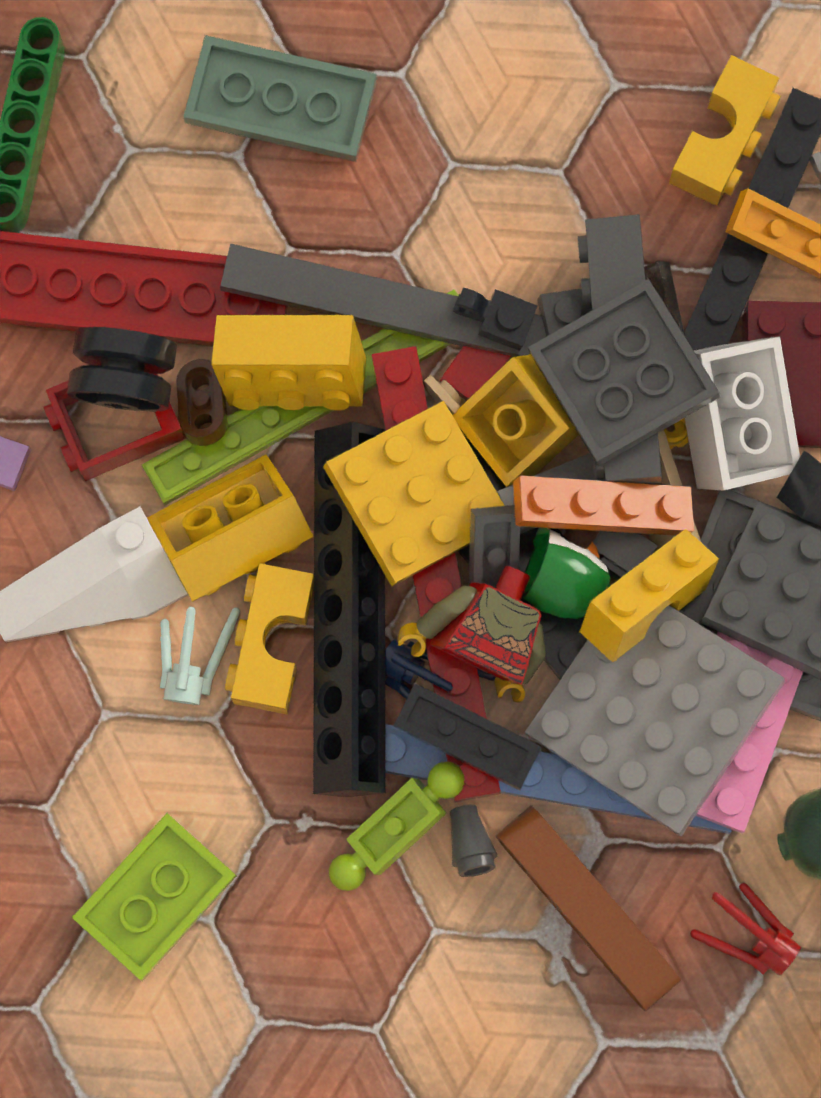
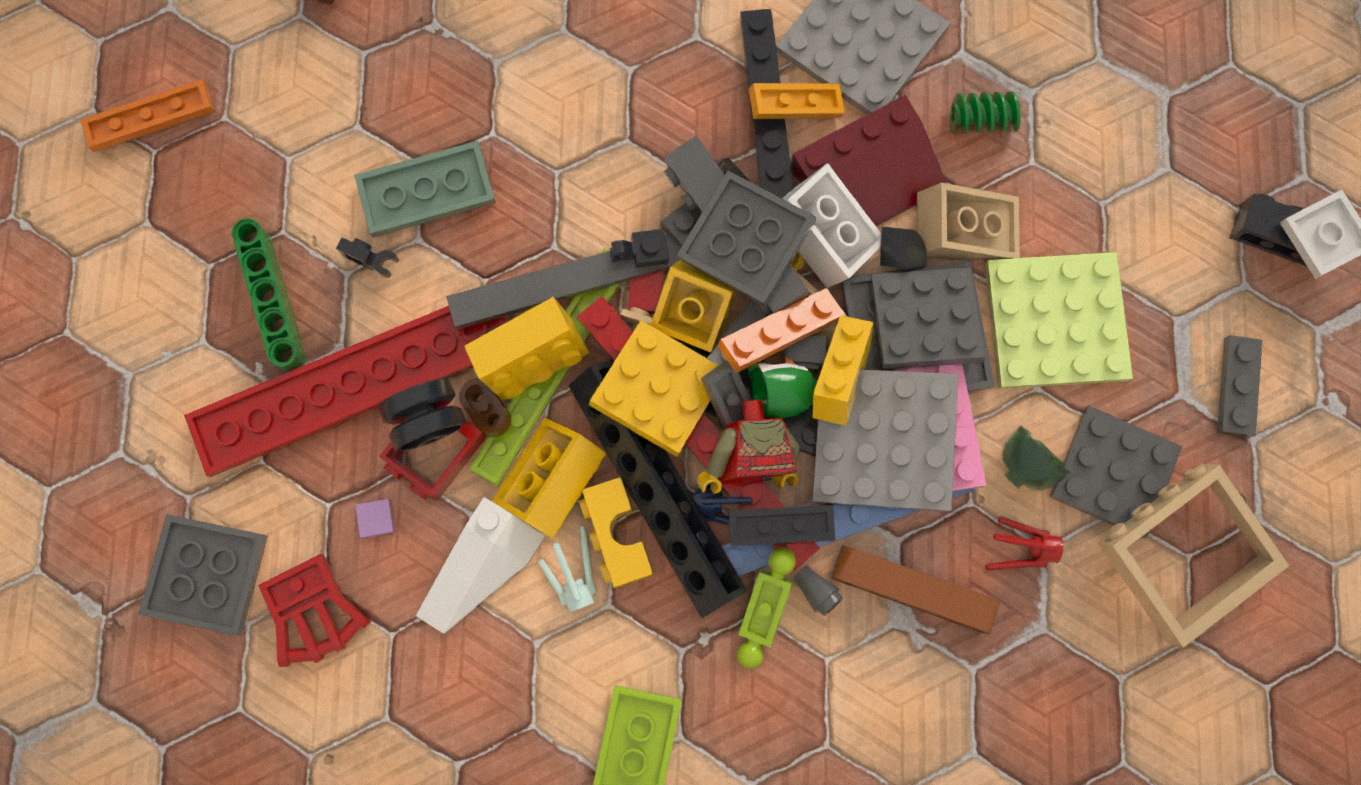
camera: 30 degrees left, 0 degrees up
(159, 135) = (361, 254): none -> black plate
(709, 164) = (714, 35): yellow arch -> none

